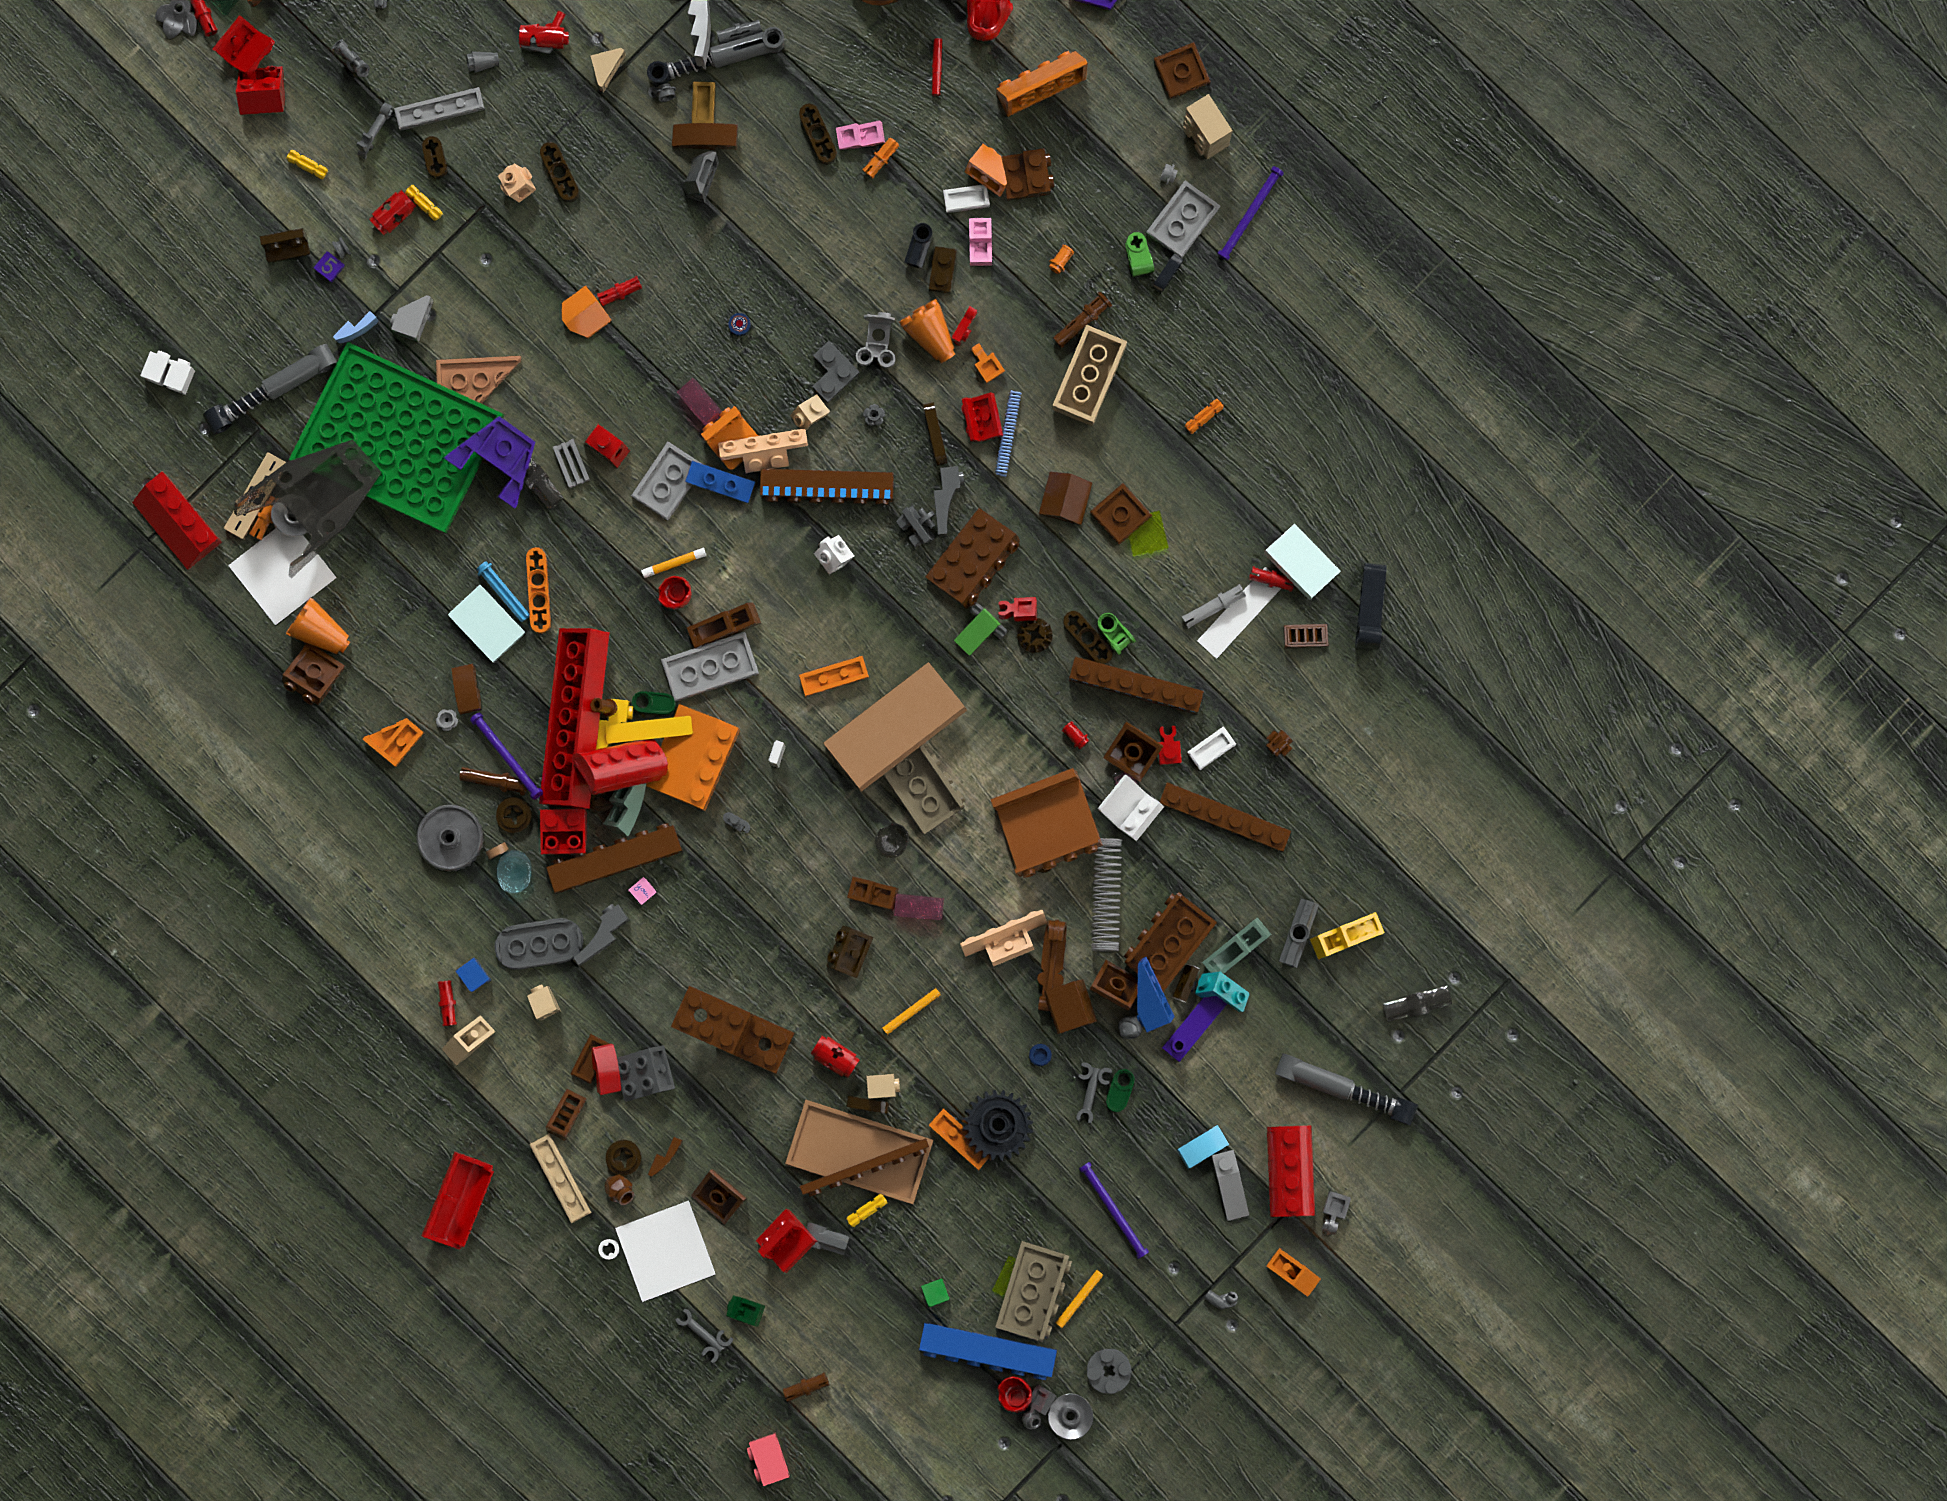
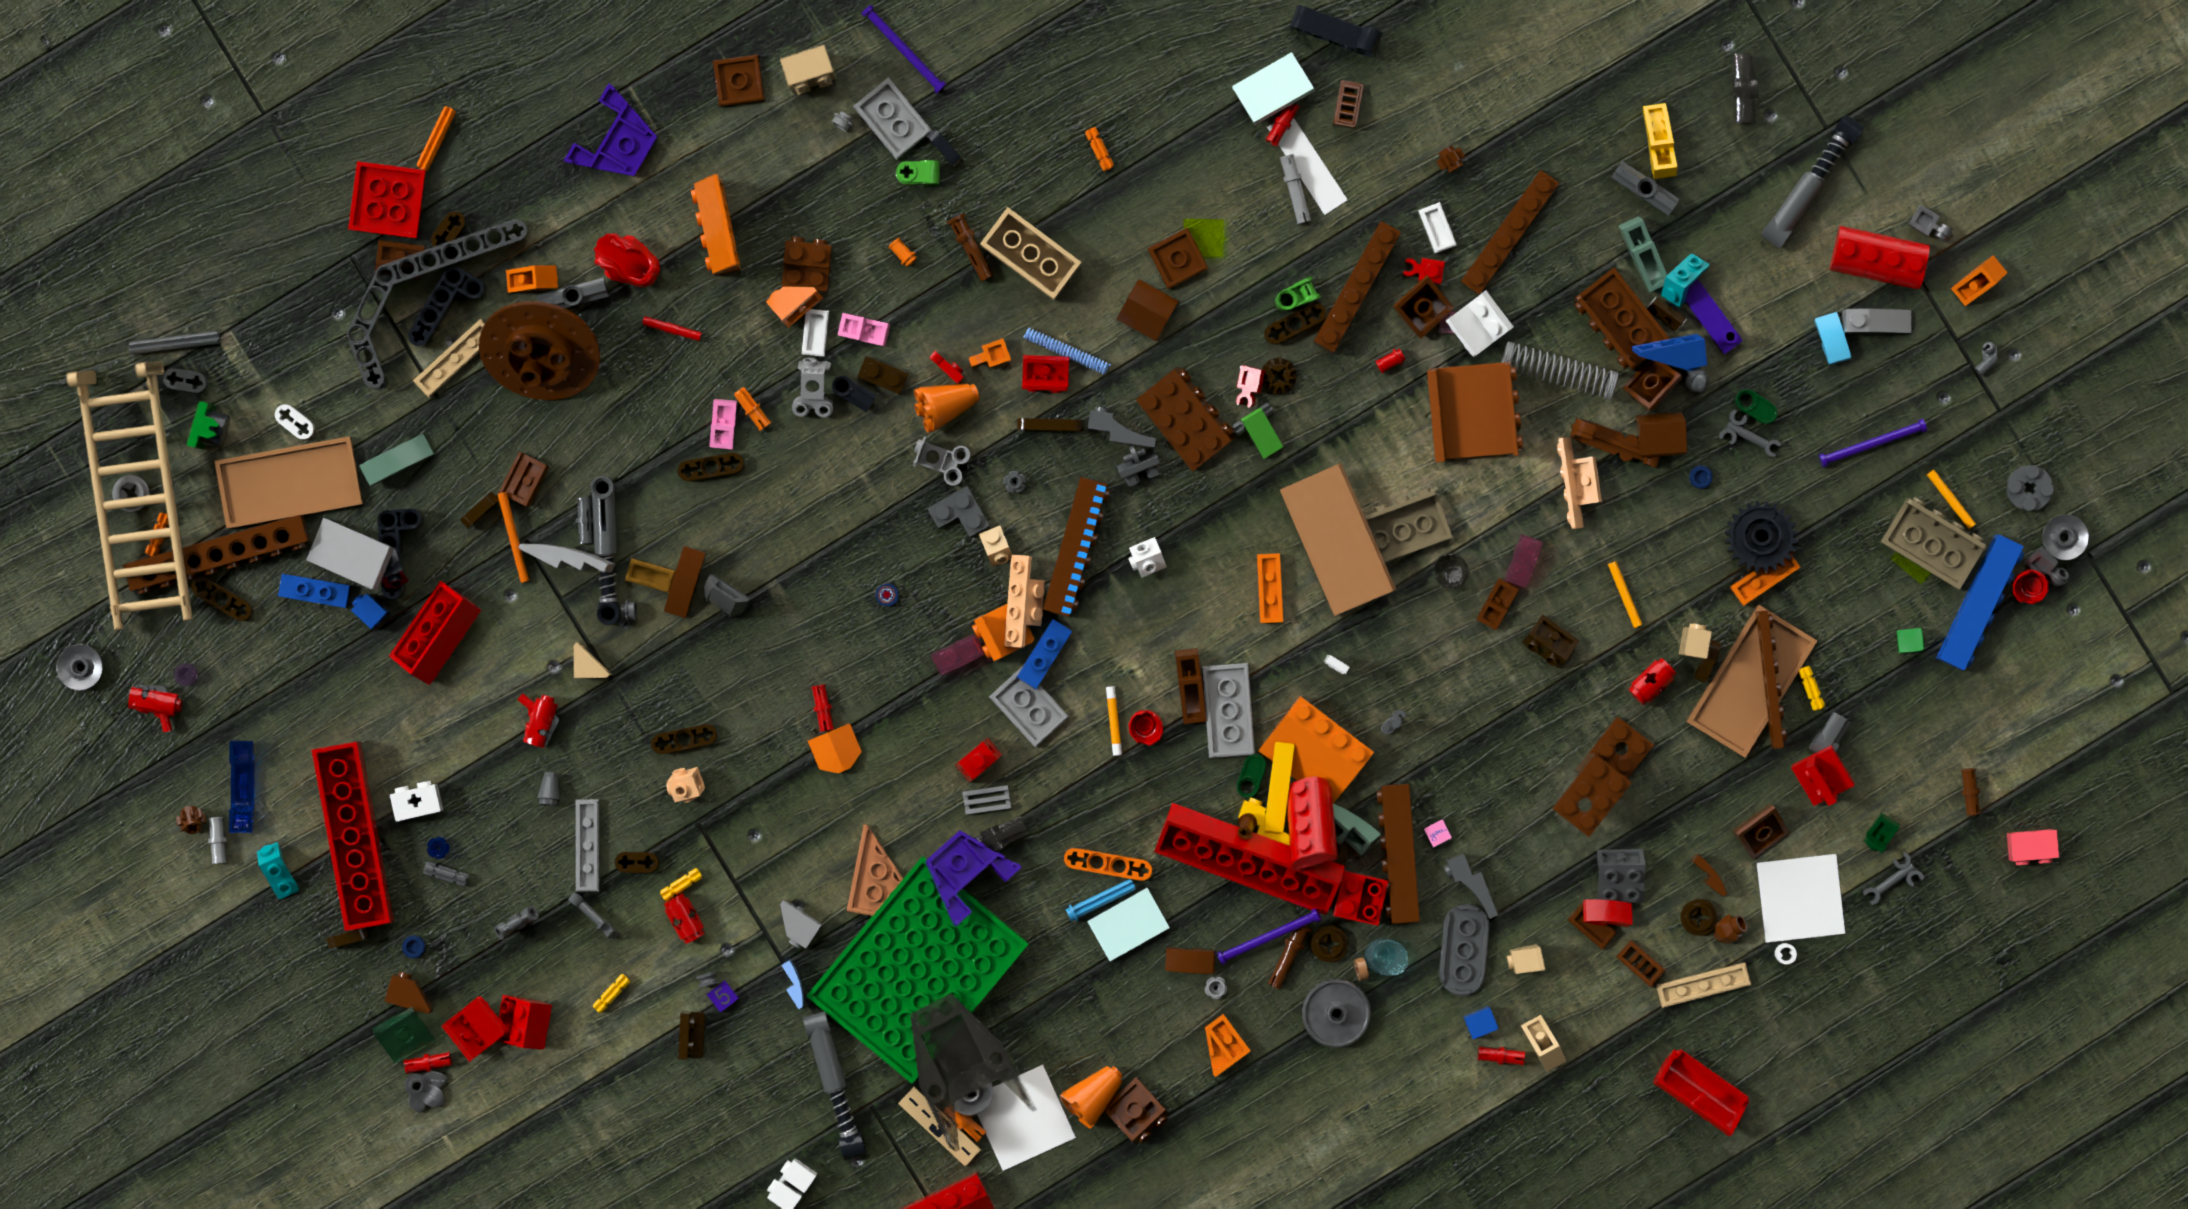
camera: 80 degrees left, 5 degrees up
(930, 203) = (809, 400): none -> light grey piece

